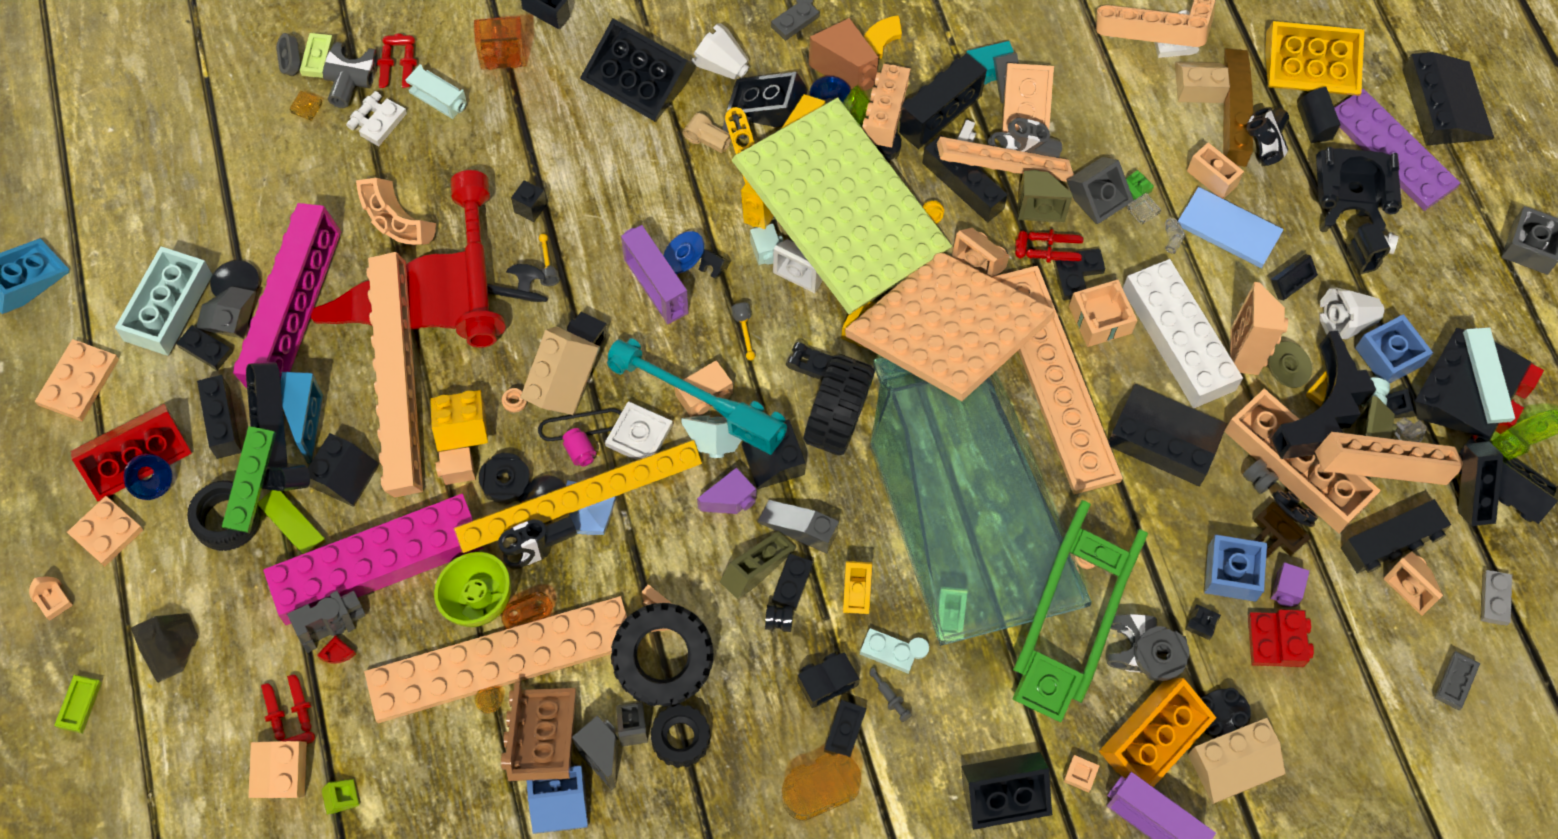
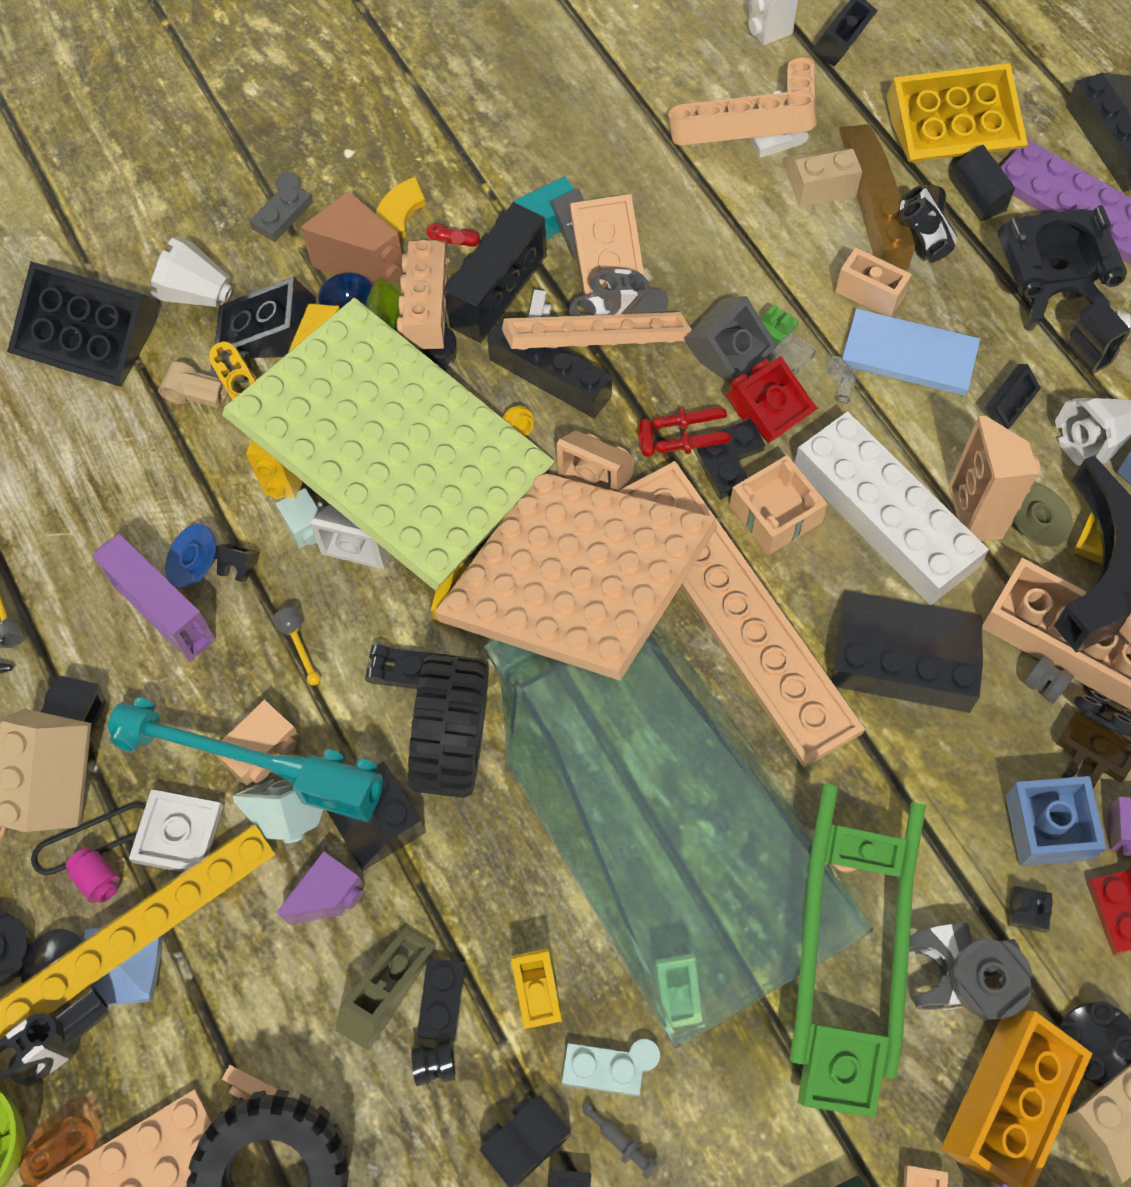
camera: 10 degrees left, 0 degrees up
(800, 524) = (434, 910): dark grey slope -> none
(924, 70) = (462, 237): none -> red piece
(1042, 198) = (659, 369): olive slope -> none
(1118, 237) = (770, 398): none -> red plate

